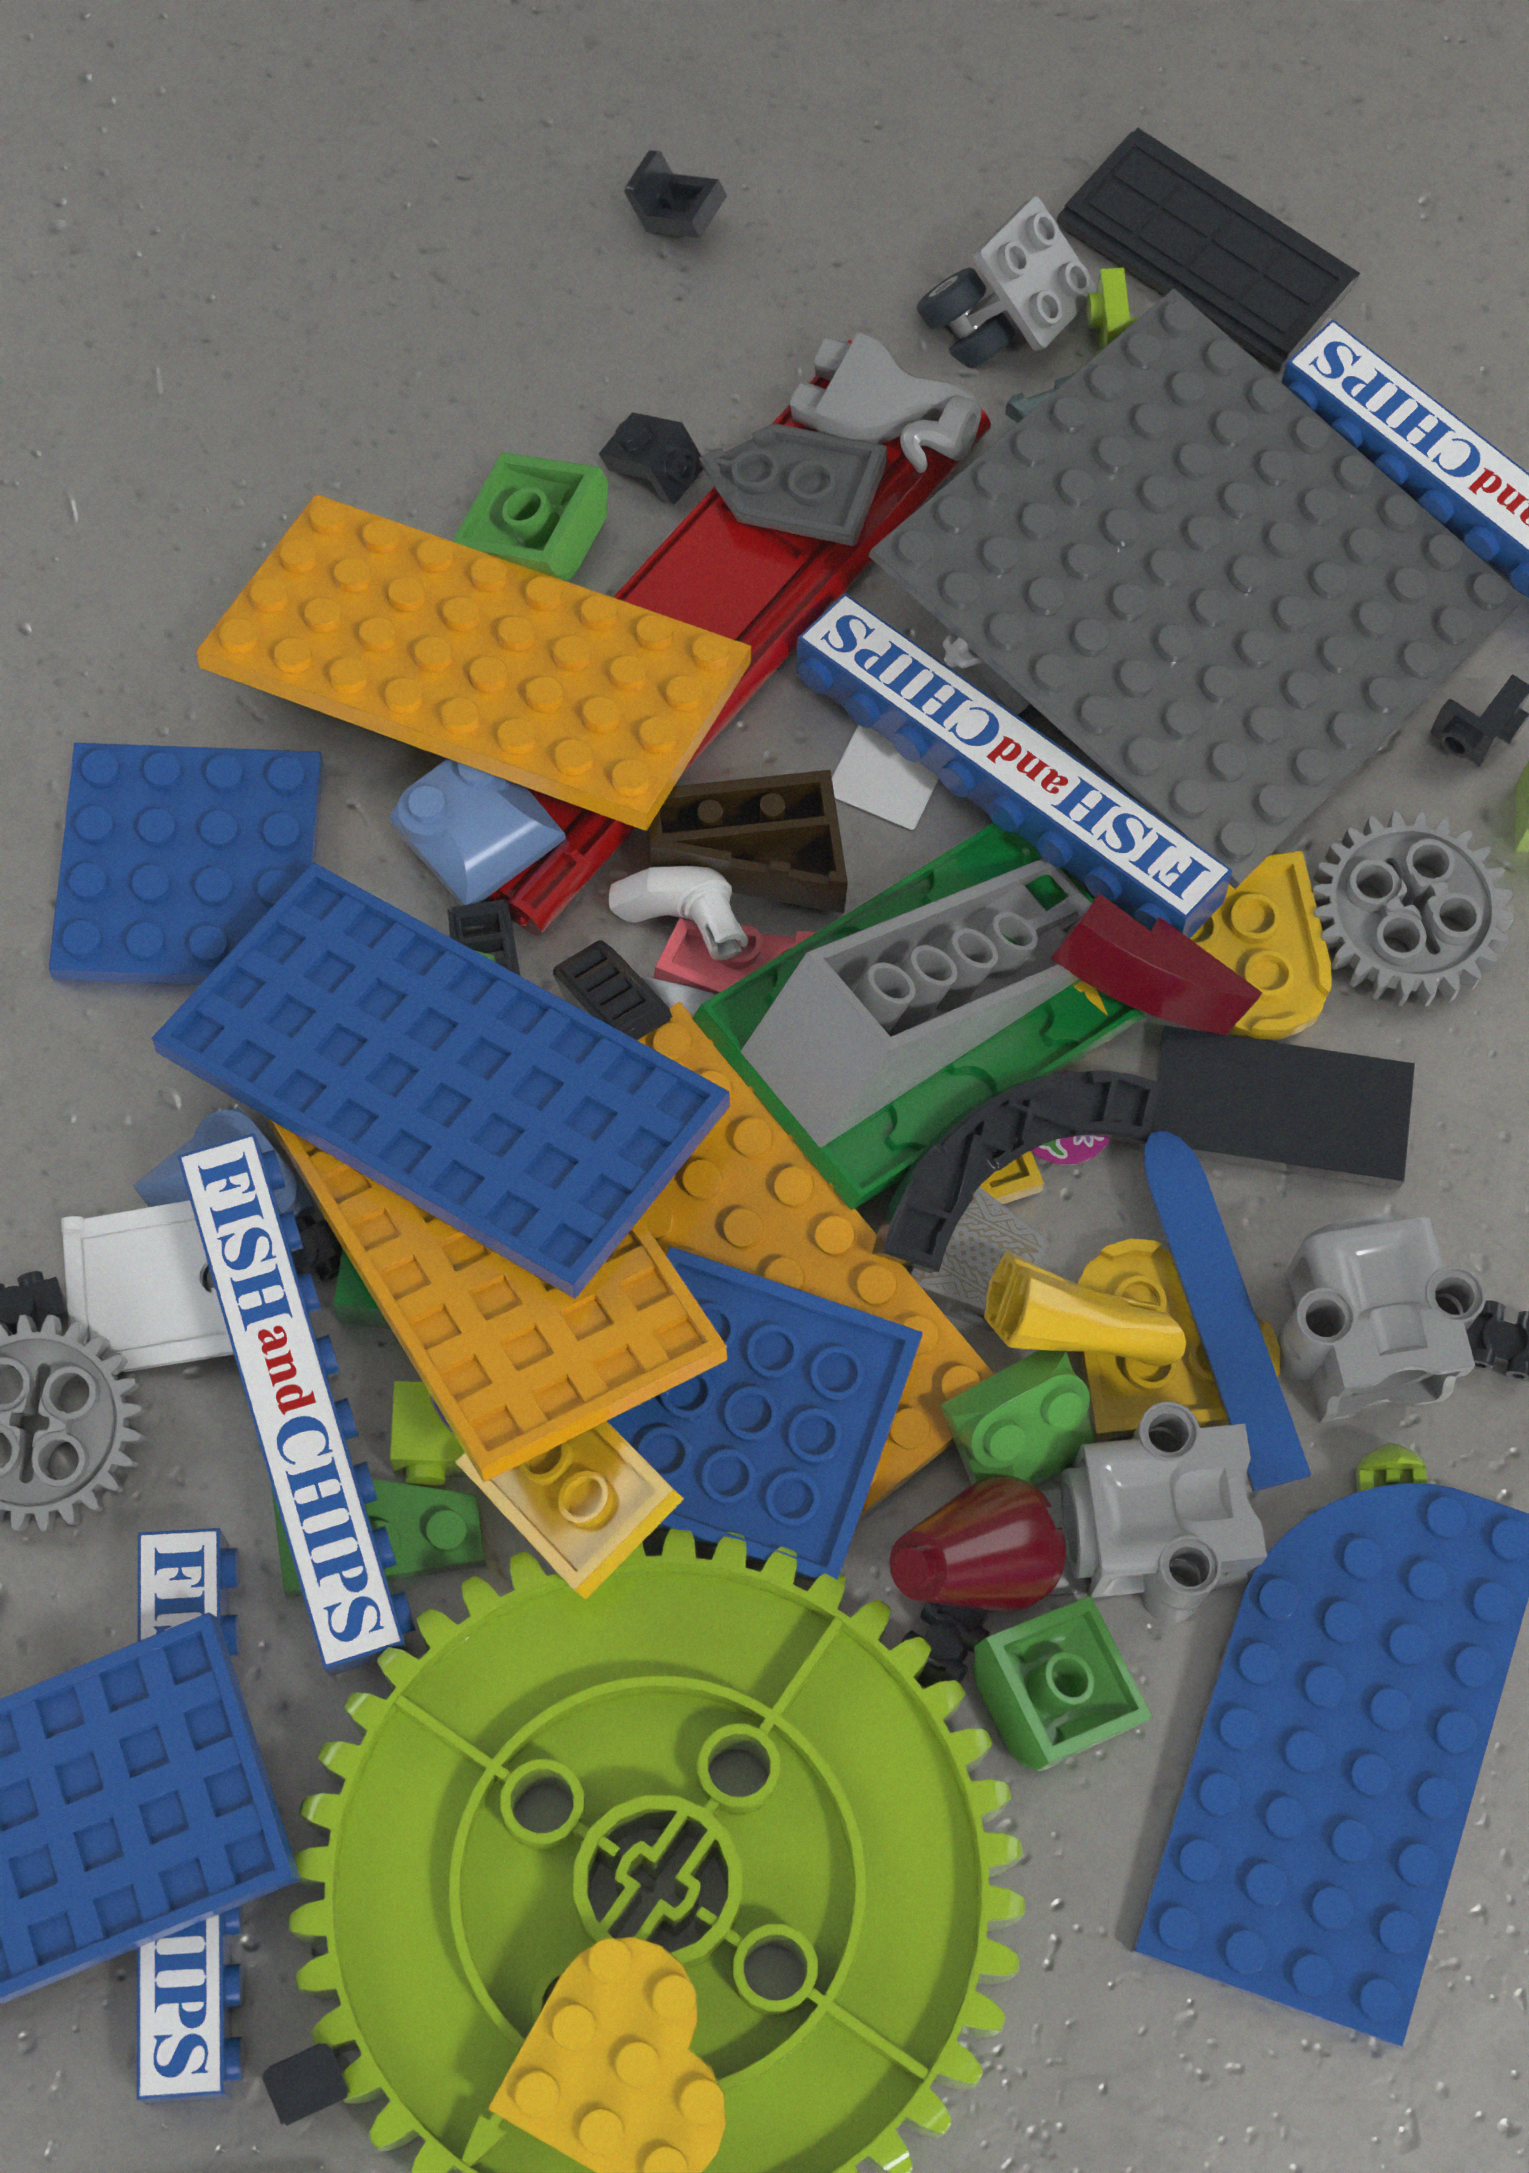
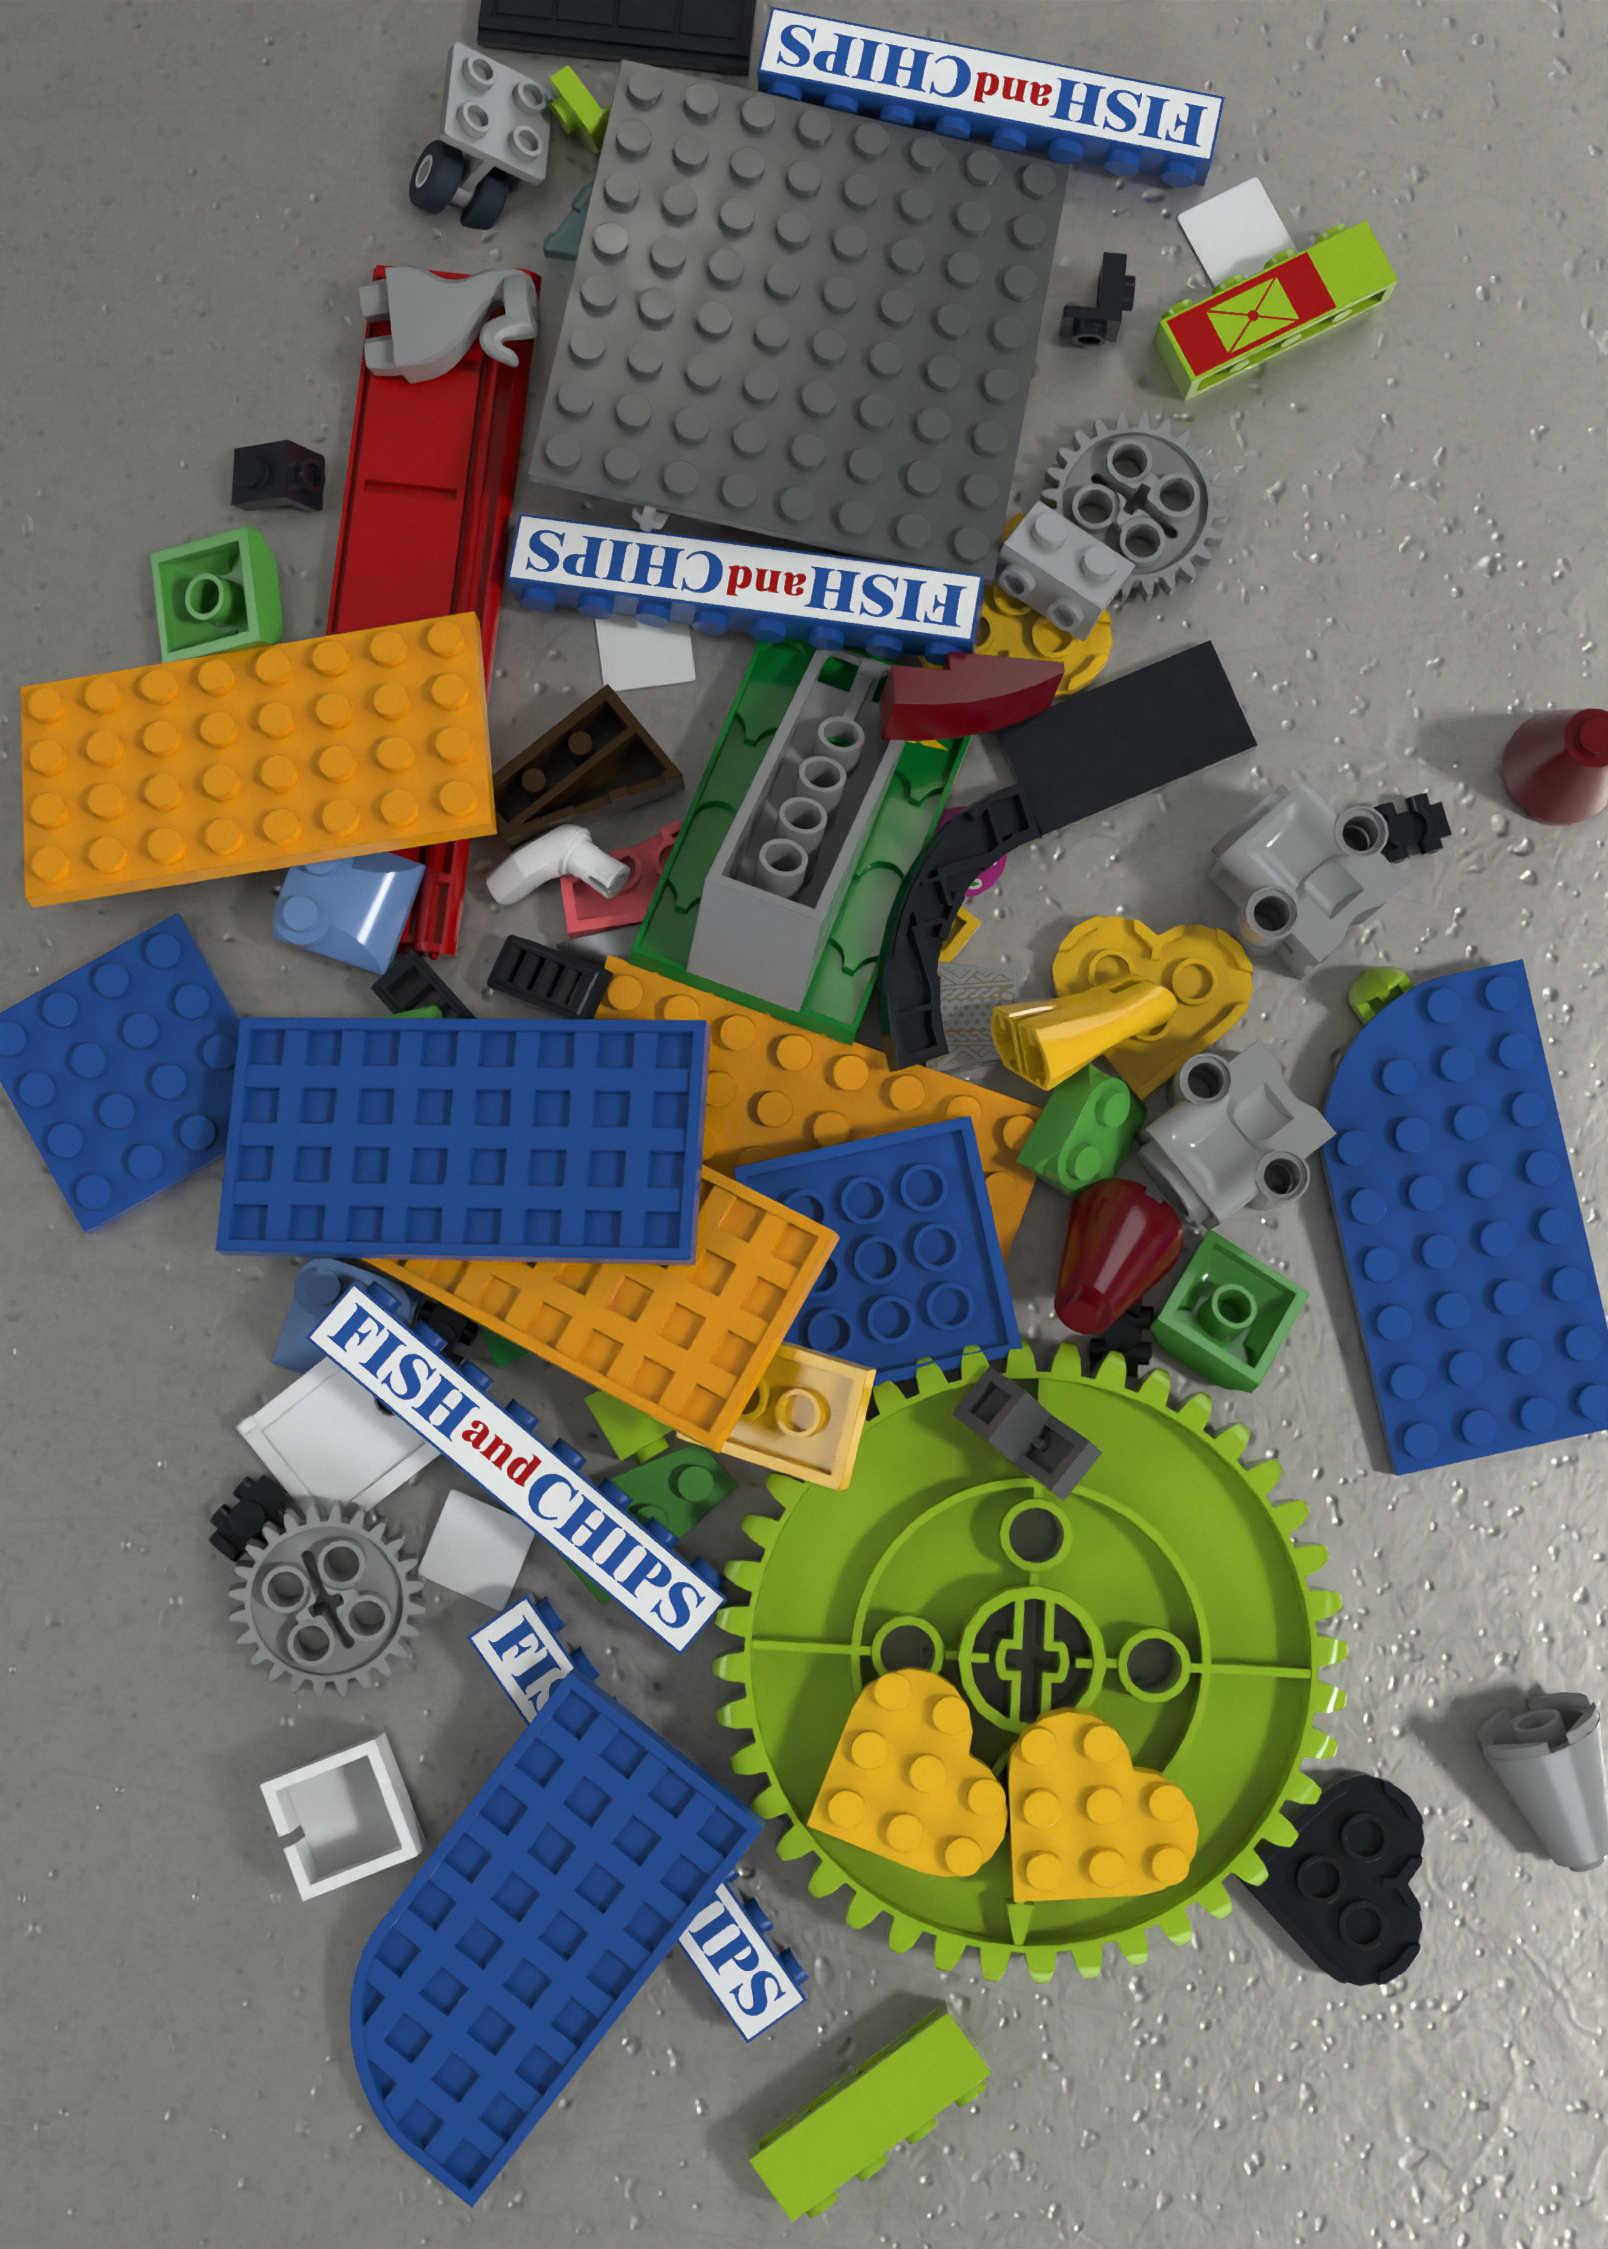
camera: 25 degrees left, 15 degrees up
(203, 1468) = (476, 1550): none -> white sticker
(307, 2082) = (869, 1961): black slope -> none
(463, 1920) = (908, 1779): none -> yellow plate
(672, 201) = (143, 227): black bracket -> none
(790, 1654) = (1026, 1433): none -> dark grey slope
(799, 481) = (417, 433): dark grey tile -> none
(1222, 1311) = (1179, 942): blue piece -> none
(1307, 915) = (1060, 570): none -> light grey bracket

